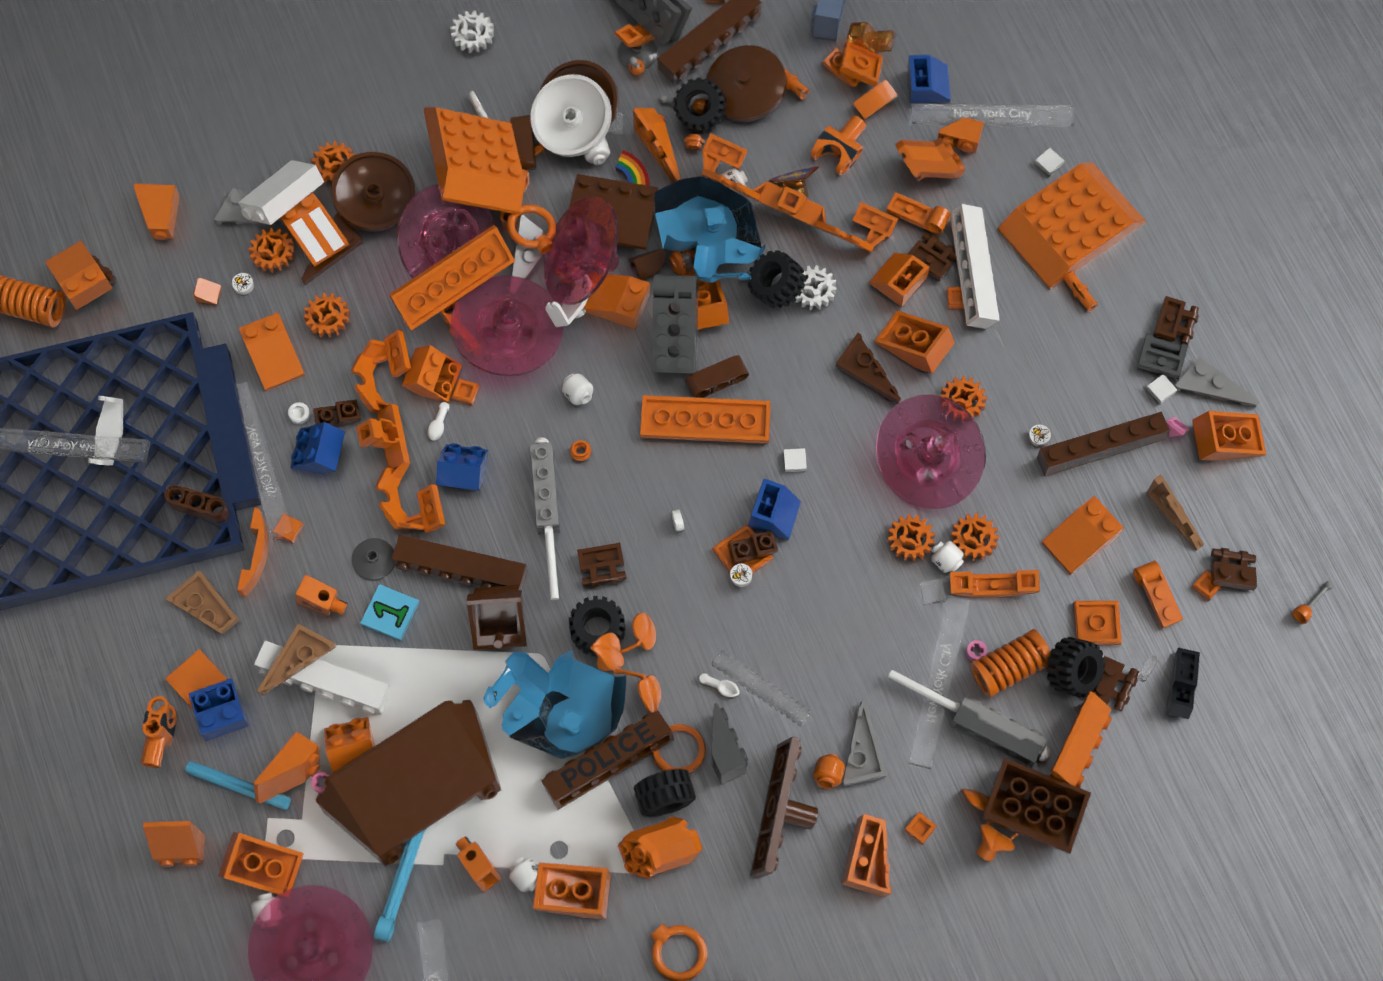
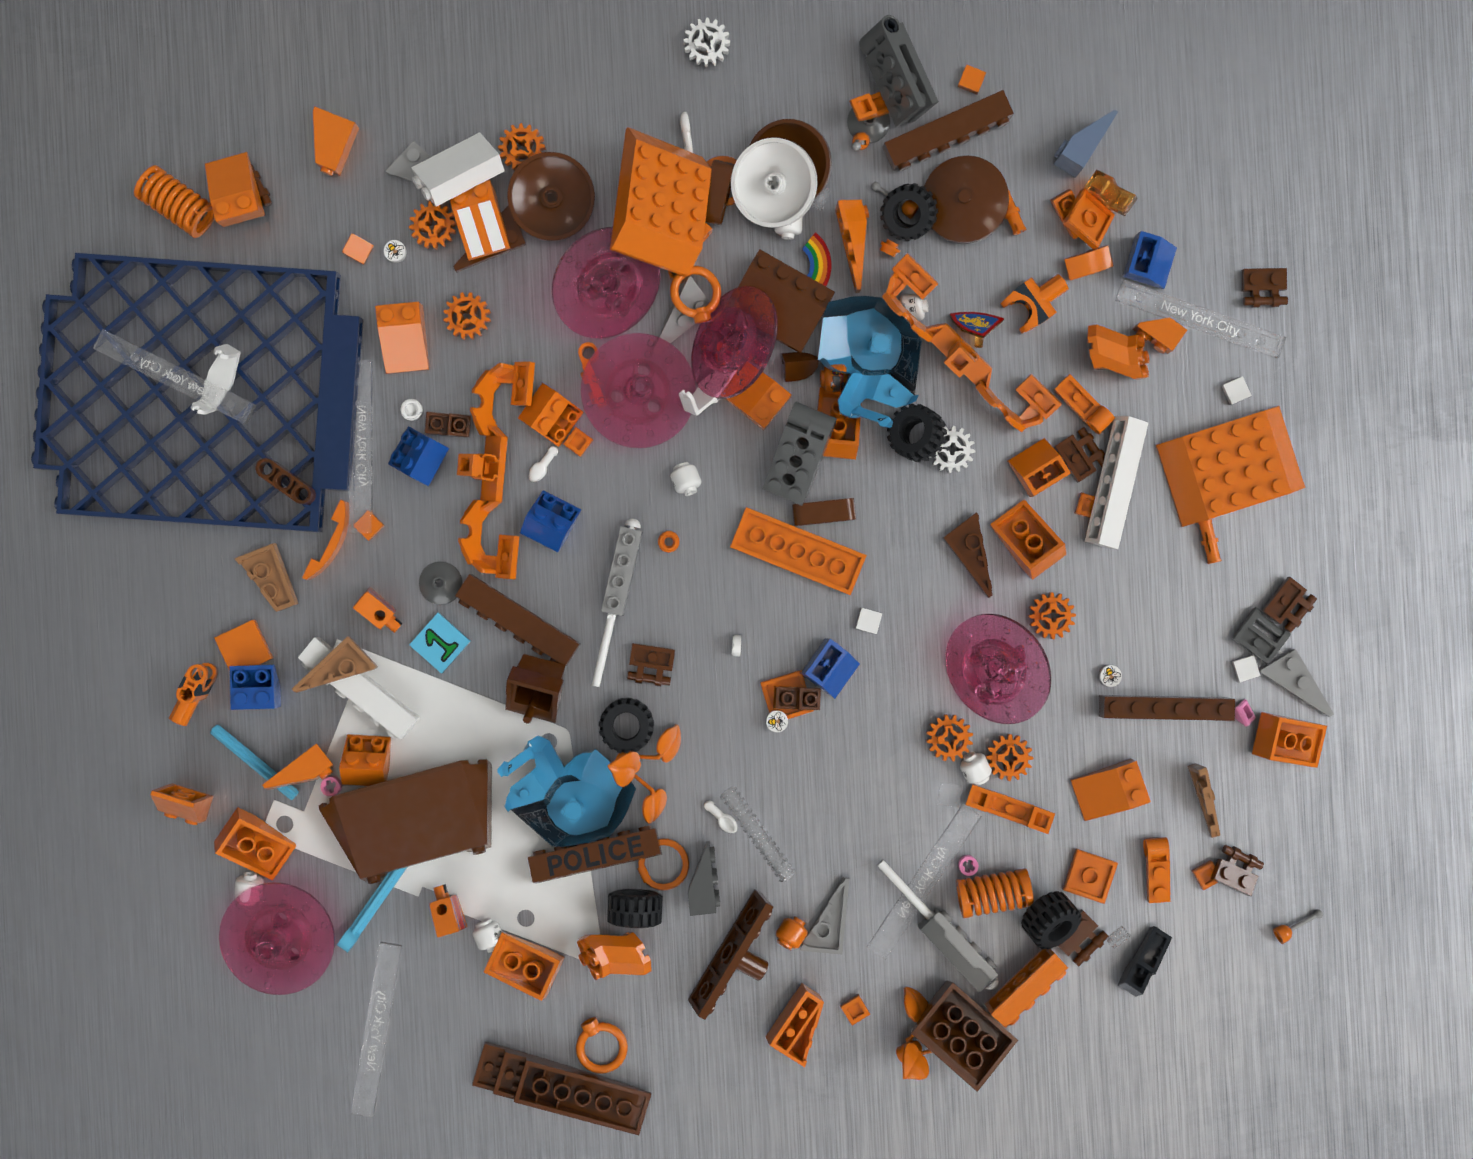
camera: 20 degrees right, 20 degrees up
(452, 277) = (598, 327): orange plate -> none
(1036, 67) = (1264, 280): none -> reddish brown plate

